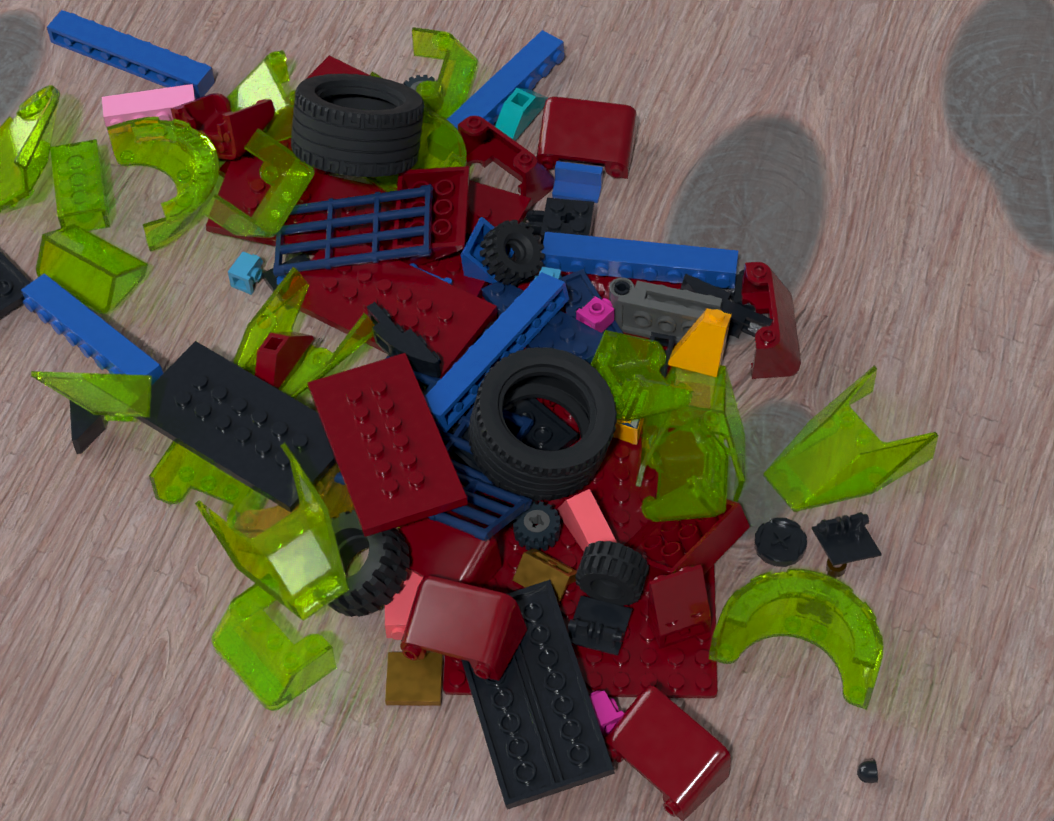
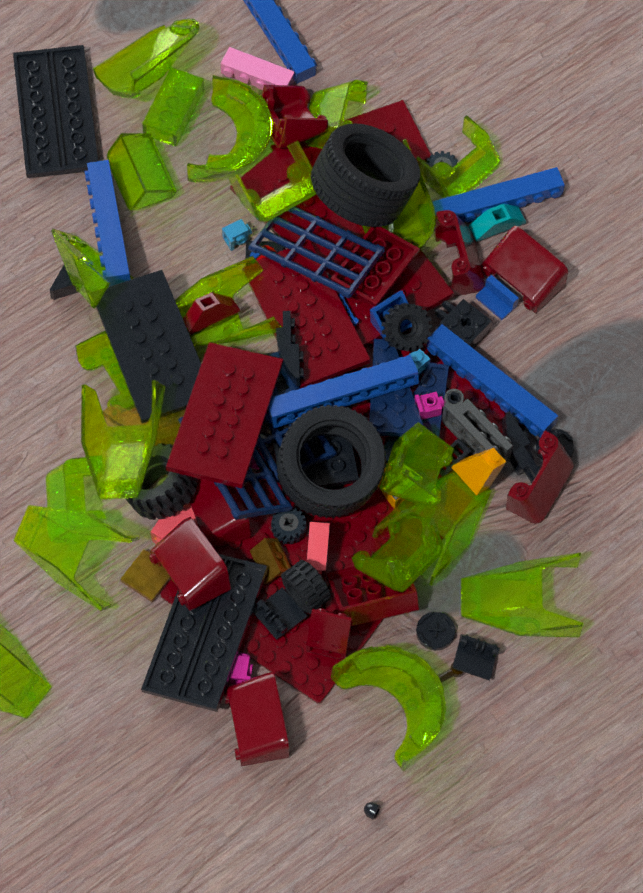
camera: 30 degrees right, 10 degrees up
(290, 700) = (59, 540): none -> clear neon green windscreen

